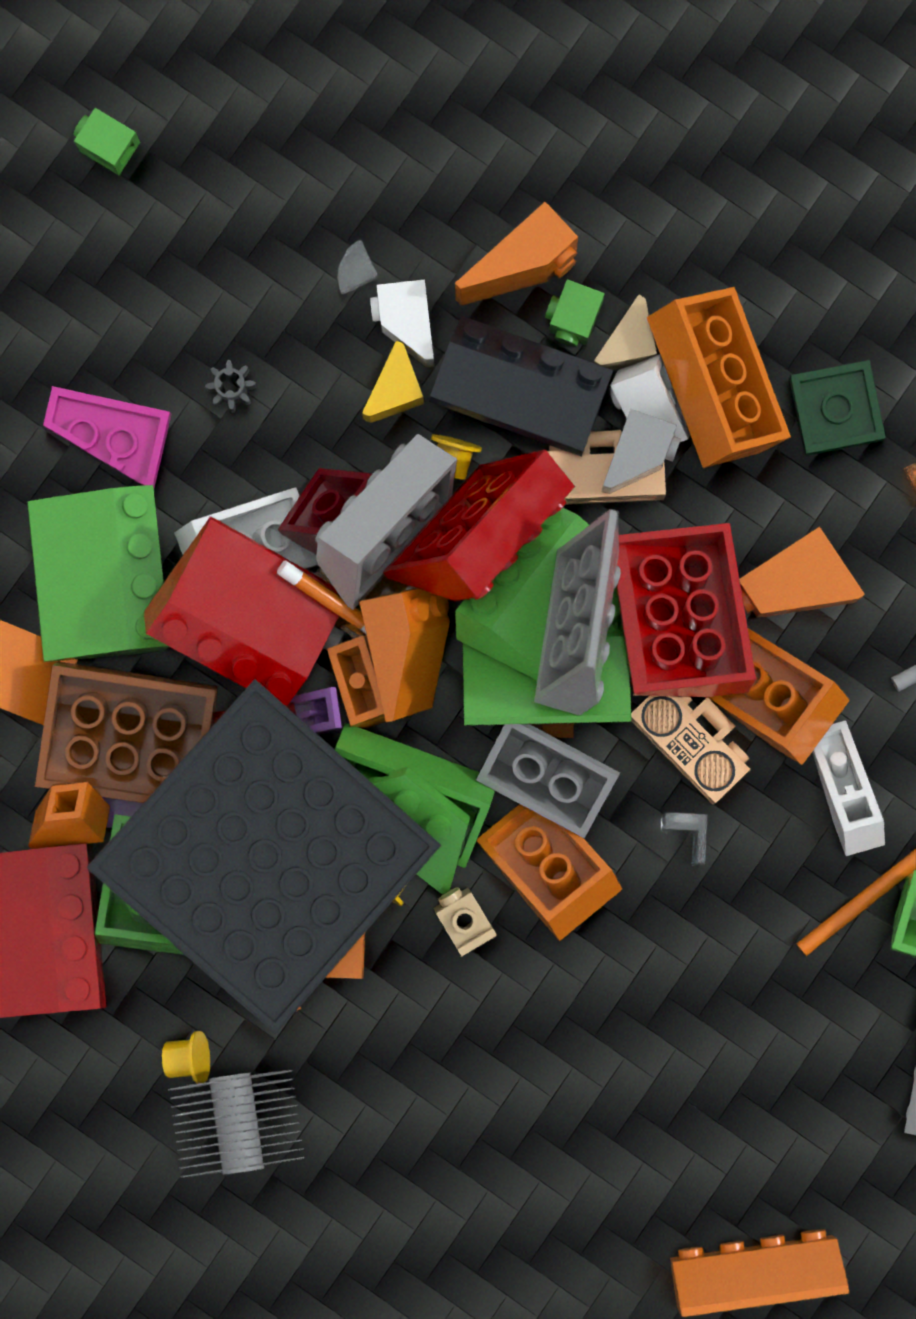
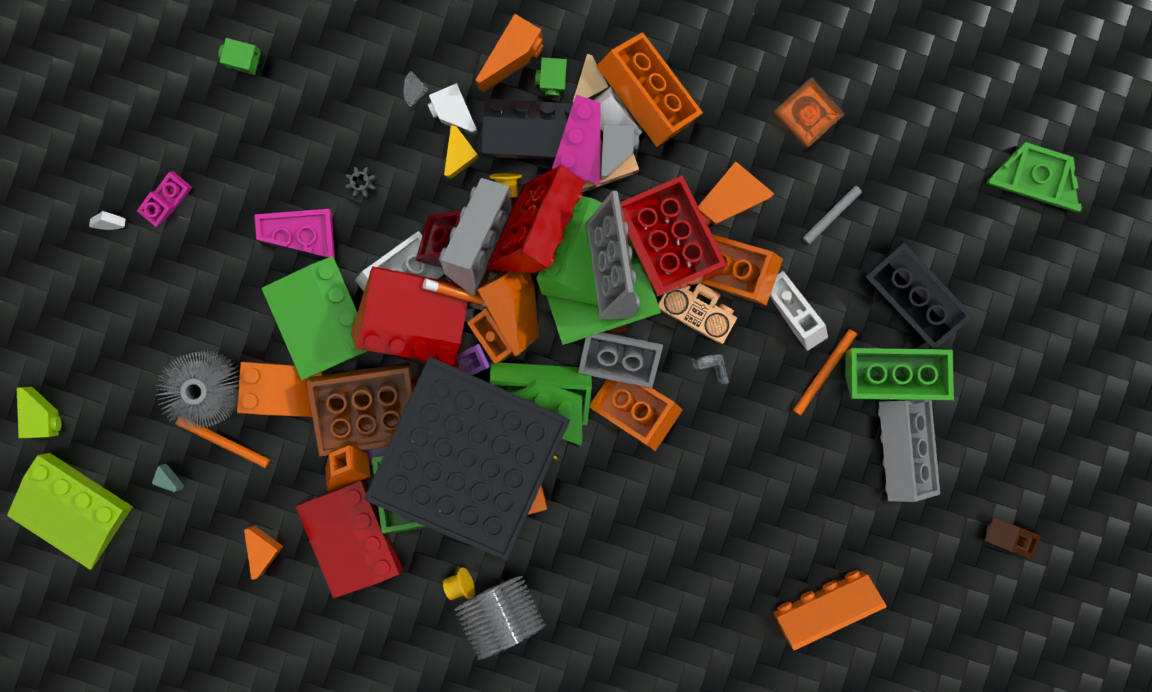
camera: 25 degrees left, 5 degrees up
(474, 934) = (603, 463): tan brick -> none
(588, 424) = (581, 140): none -> dark pink wing
(837, 408) = (724, 86): dark green plate -> none

